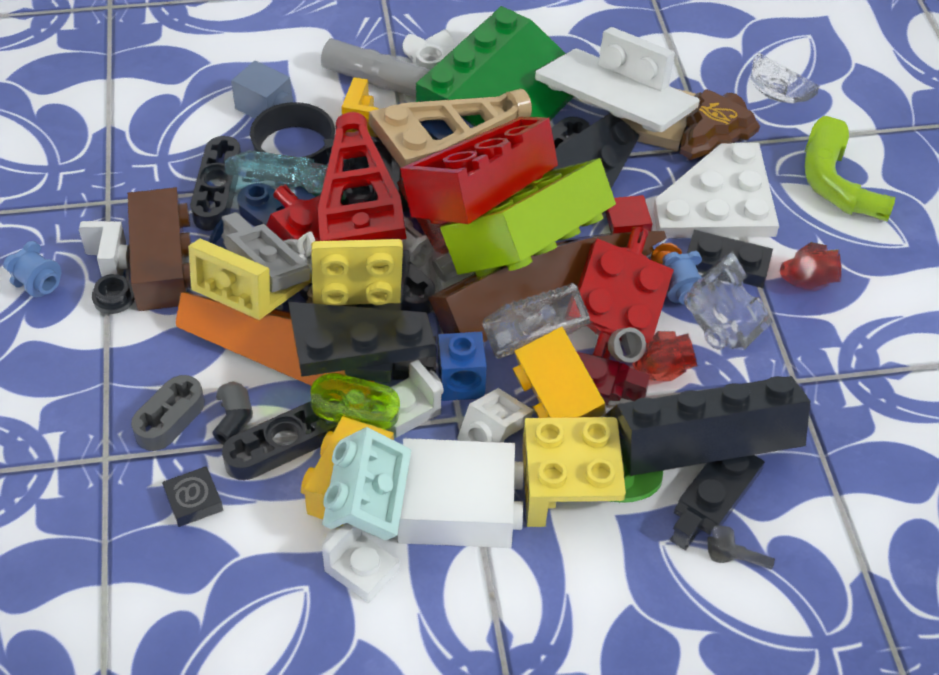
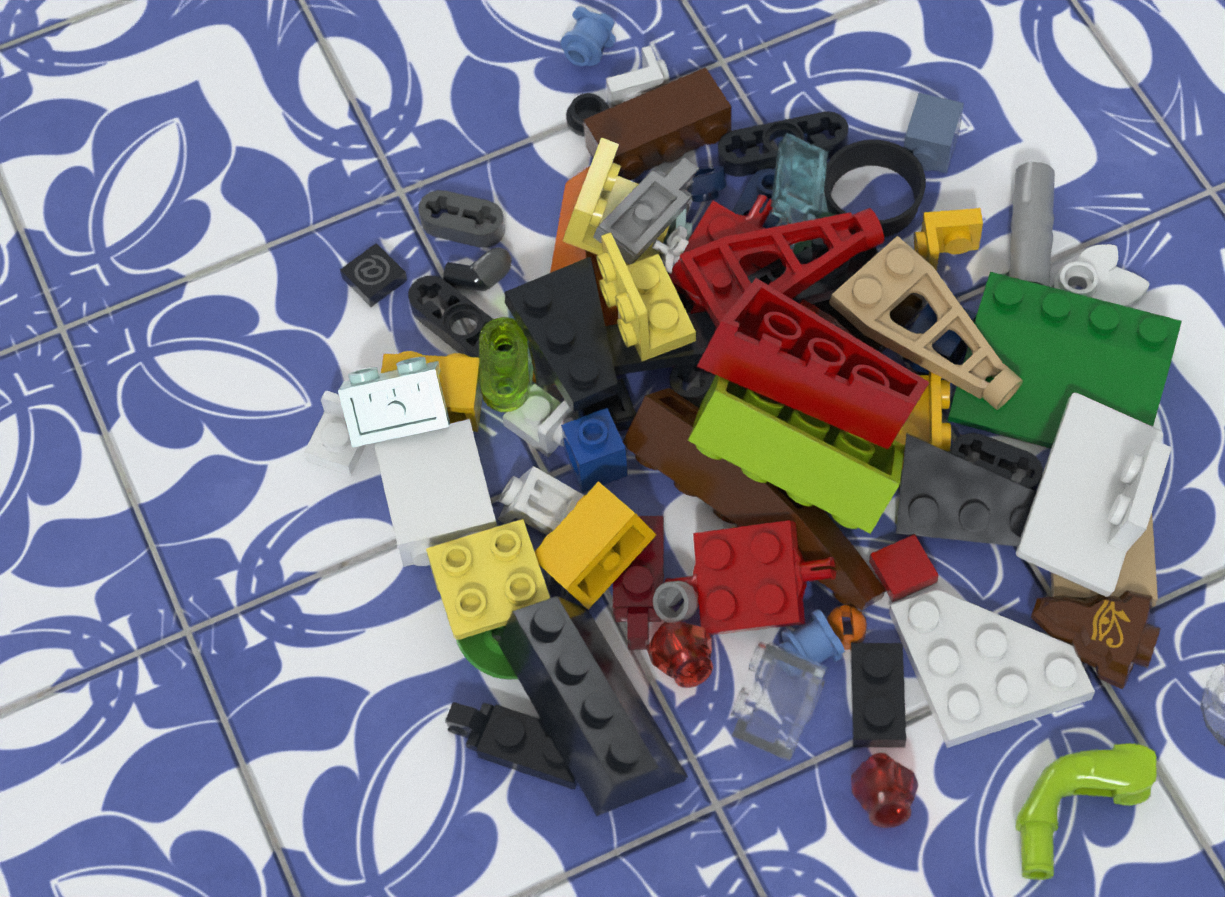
camera: 80 degrees right, 10 degrees up
(534, 317) = (657, 496): clear brick -> none
(723, 549) = (454, 761): clear smoke hand -> none

